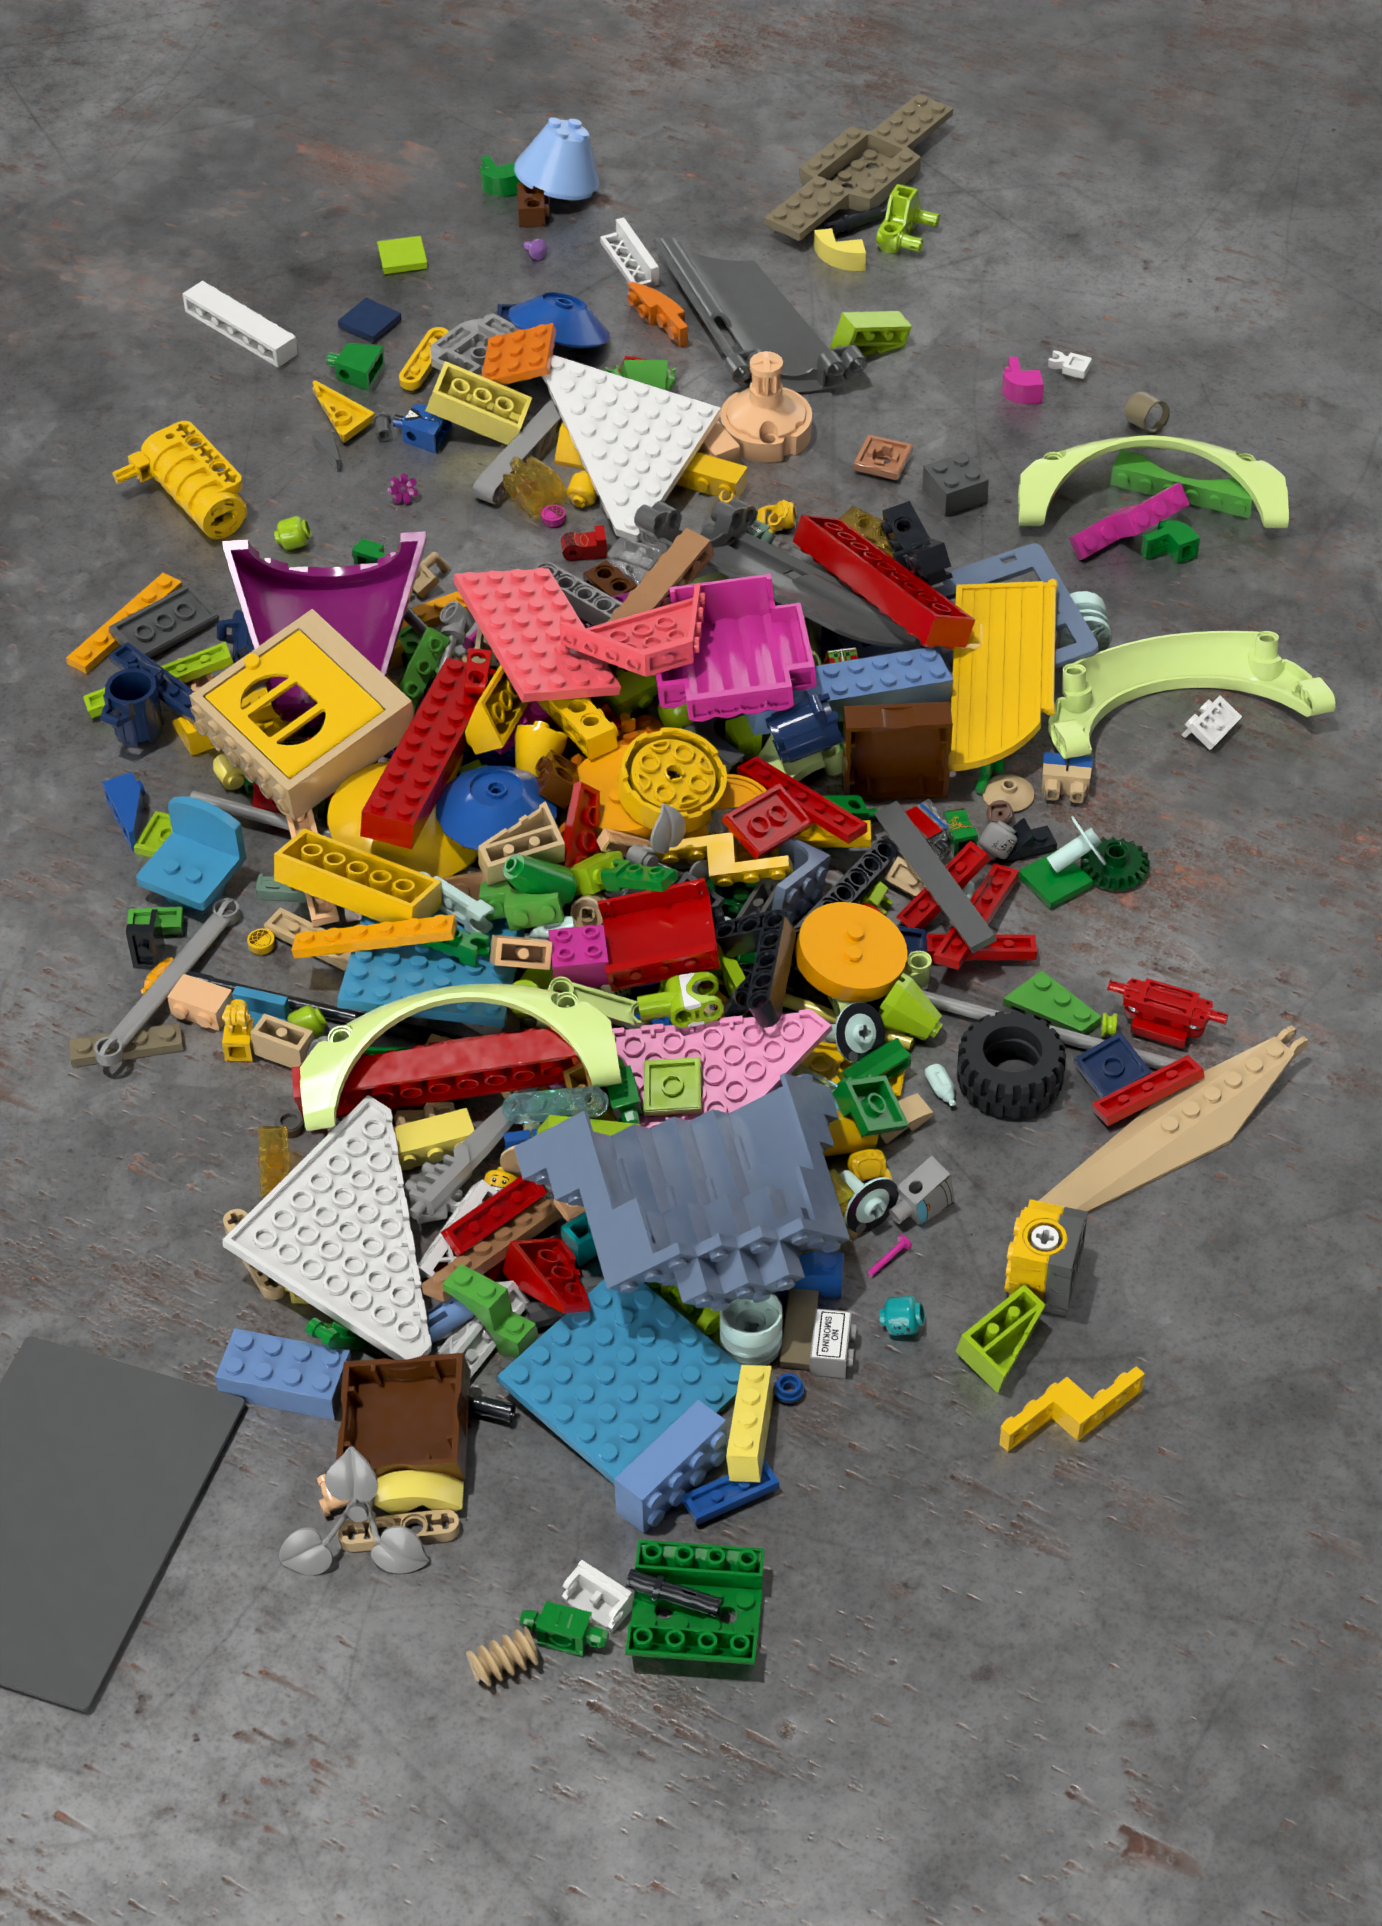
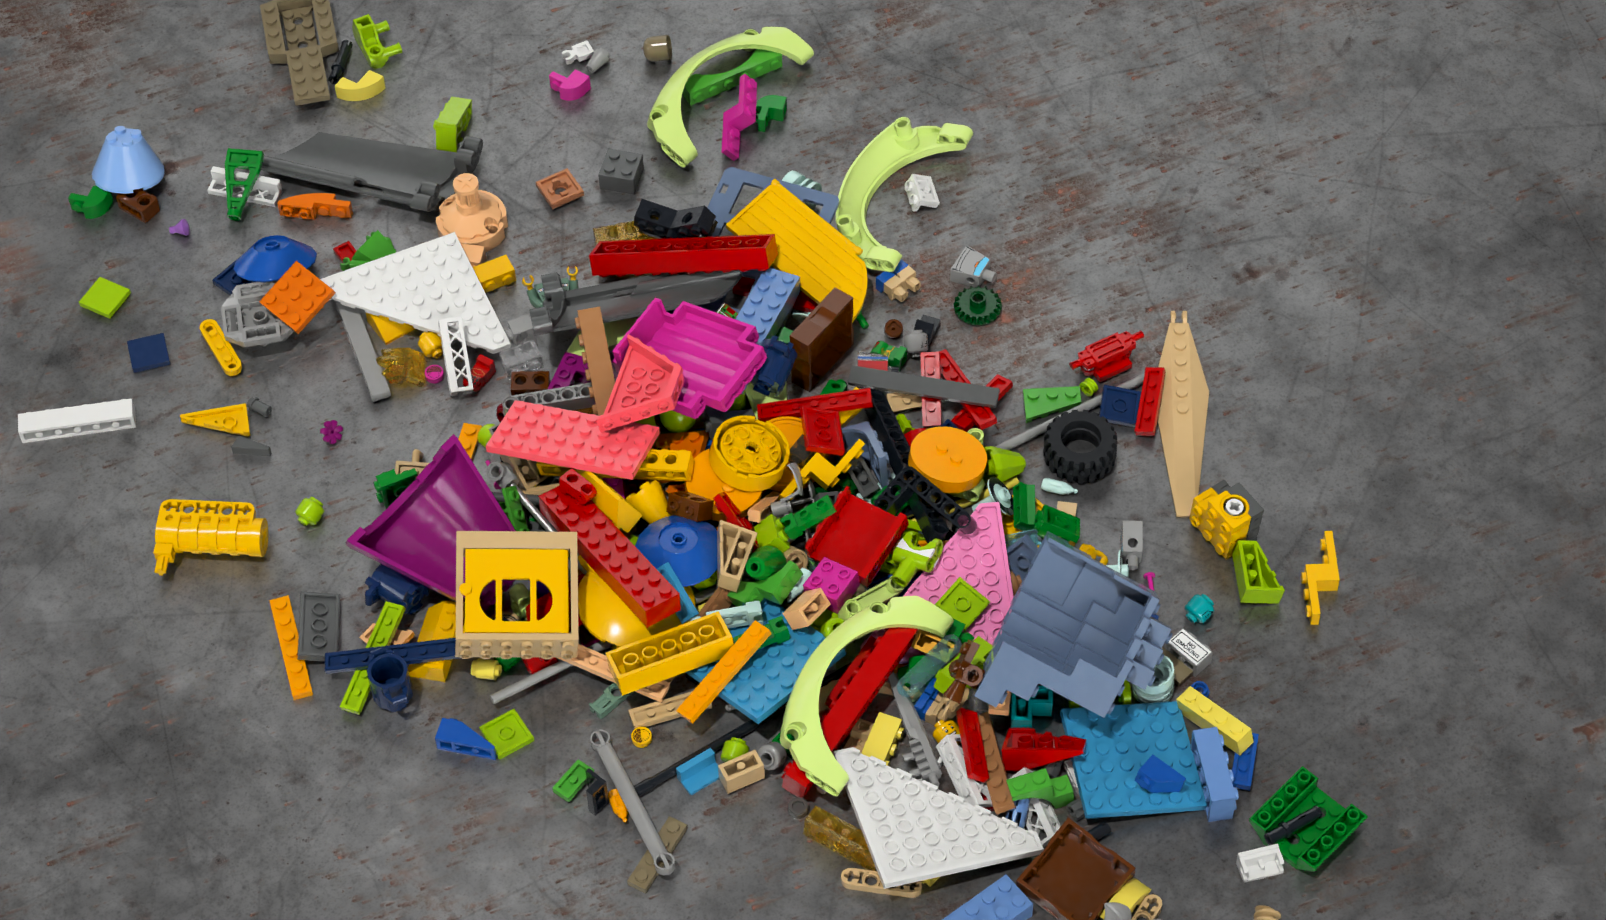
camera: 50 degrees left, 5 degrees up
(197, 855) = (553, 725): dark azure piece -> none
(199, 1001) = (664, 795): light nougat brick -> none
(237, 1030) = (711, 790): yellow brick -> none
(334, 1335) = (987, 874): green plate -> none
(357, 364) = (188, 384): green torso -> none
(422, 428) = (286, 386): blue torso -> none
(434, 834) = (687, 607): none -> dark azure plate
(478, 403) = (309, 345): light yellow brick -> none
(542, 1117) = (964, 672): none -> reddish brown brick
(564, 1628) = (1269, 890): green piece -> none
(571, 502) = (448, 357): none -> white fence
(609, 1410) = (1159, 777): none -> blue slope
(644, 223) = (242, 160): none -> green plate
(783, 509) = (555, 264): yellow piece -> none
(1011, 789) = (878, 320): tan dish -> none
(1054, 887) = (962, 338): green tile -> none
(1076, 848) = (964, 304): light aqua piece -> none
(1078, 382) = (598, 59): none -> light grey cone
(1155, 825) = (972, 268): none -> light grey torso

